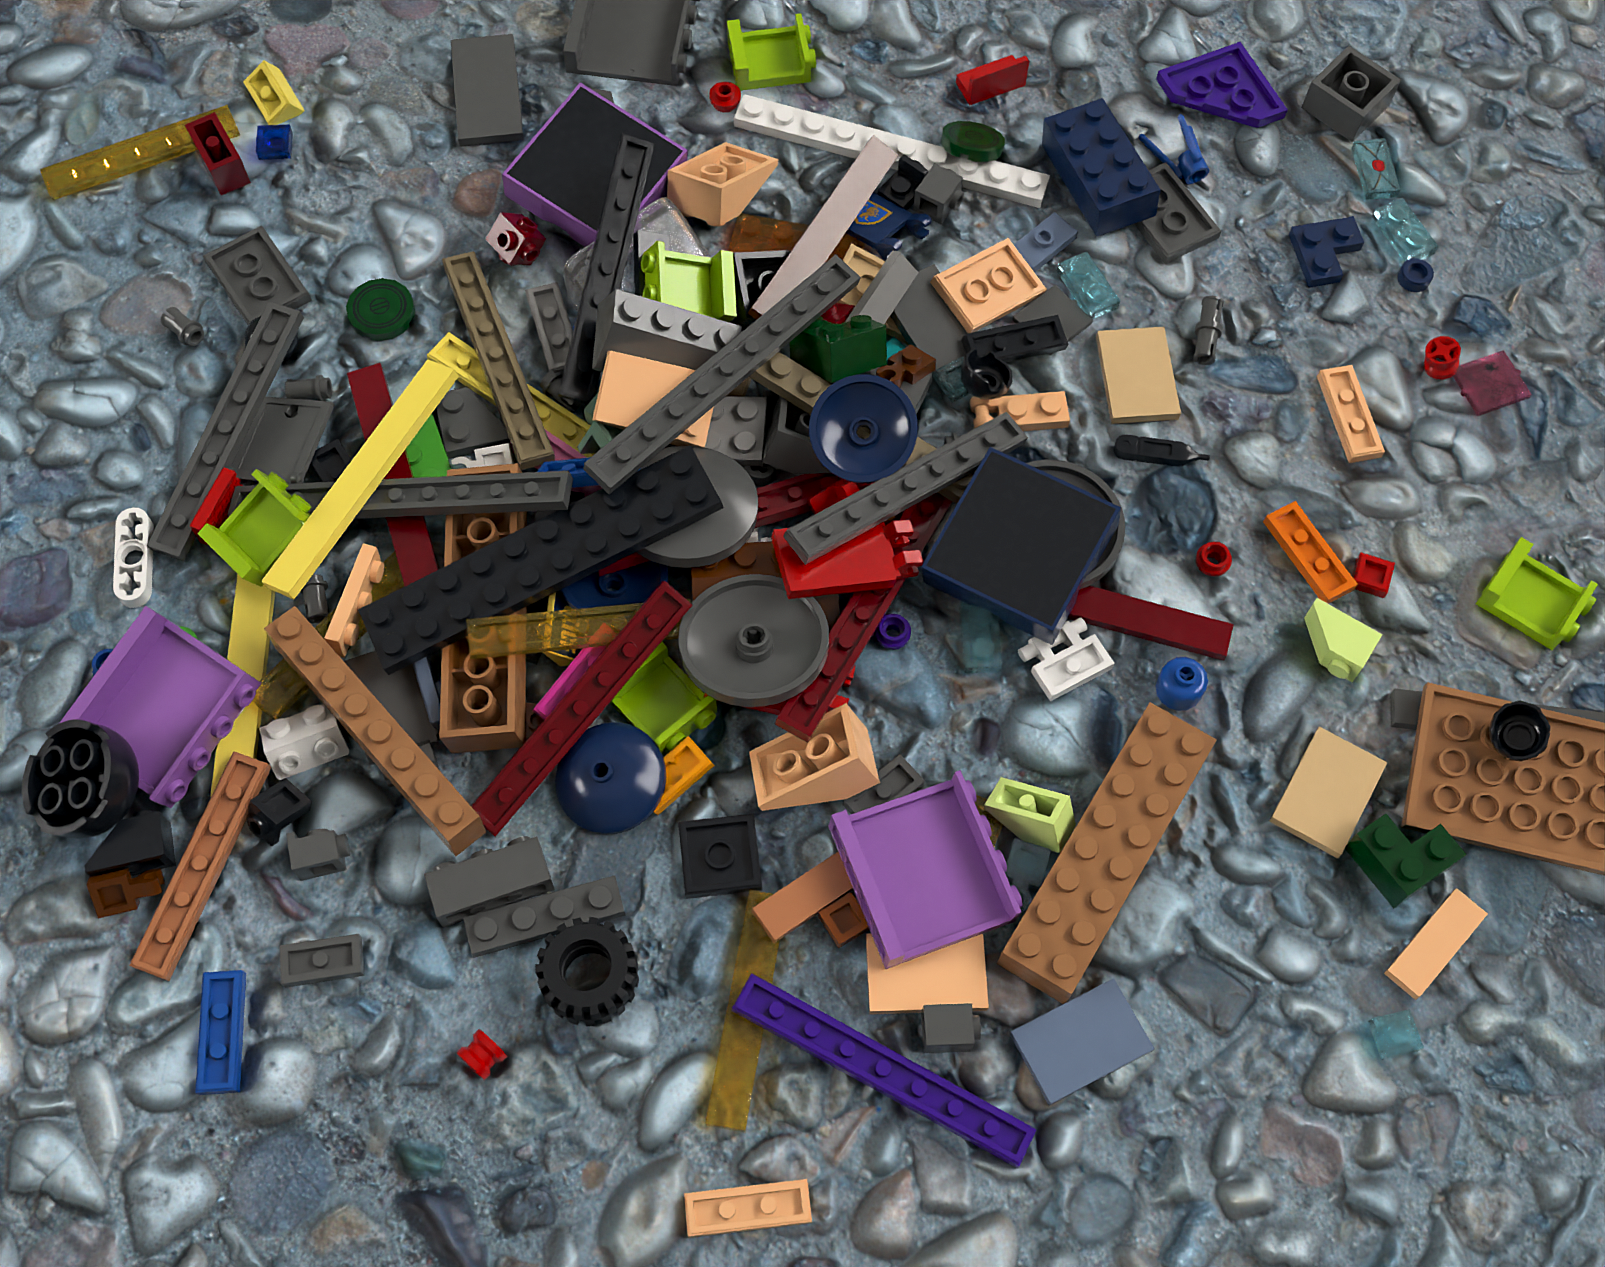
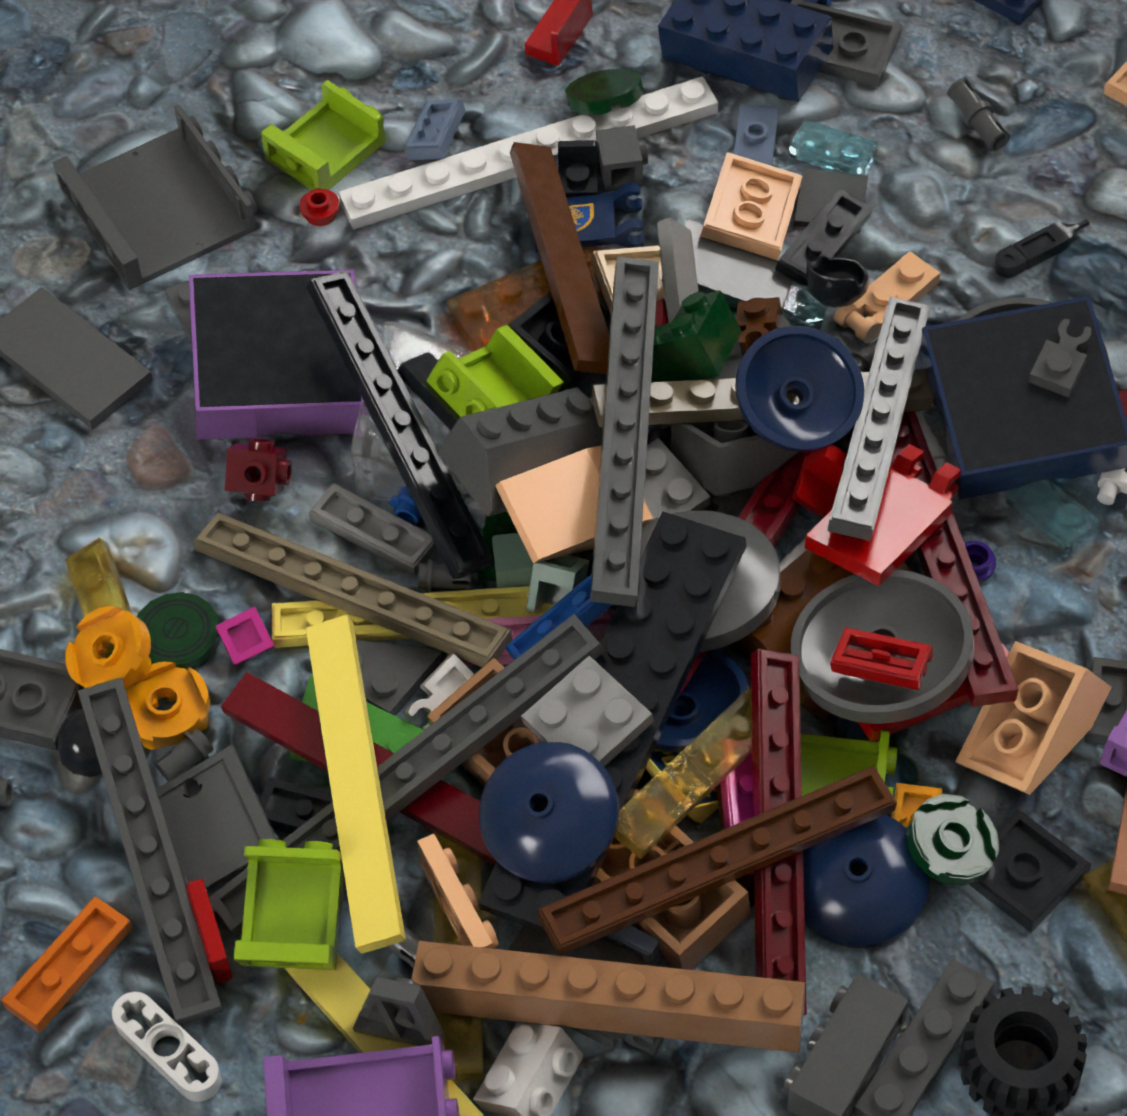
camera: 35 degrees left, 10 degrees down
(127, 465) = (67, 964): none -> orange plate
(246, 636) = (398, 1013): none -> dark grey wing
(321, 291) = (130, 654): none -> light orange plate
(332, 365) = (189, 712): none -> light orange plate
(357, 258) = (97, 580): none -> clear yellow tile
(410, 340) = (244, 636): none -> dark pink plate
(448, 592) = (572, 828): none -> dark blue dish
(514, 696) = (715, 860): none -> reddish brown tile
(515, 544) = (589, 712): none -> light grey plate
(683, 800) = (952, 840): none -> tile
(718, 182) = (406, 281): light nougat slope -> none
(749, 670) = (879, 664): none -> red tile
(842, 93) = (435, 129): none -> sand blue plate
(1054, 540) = (1061, 363): none -> dark grey plate
(1138, 375) = (956, 195): tan tile -> none

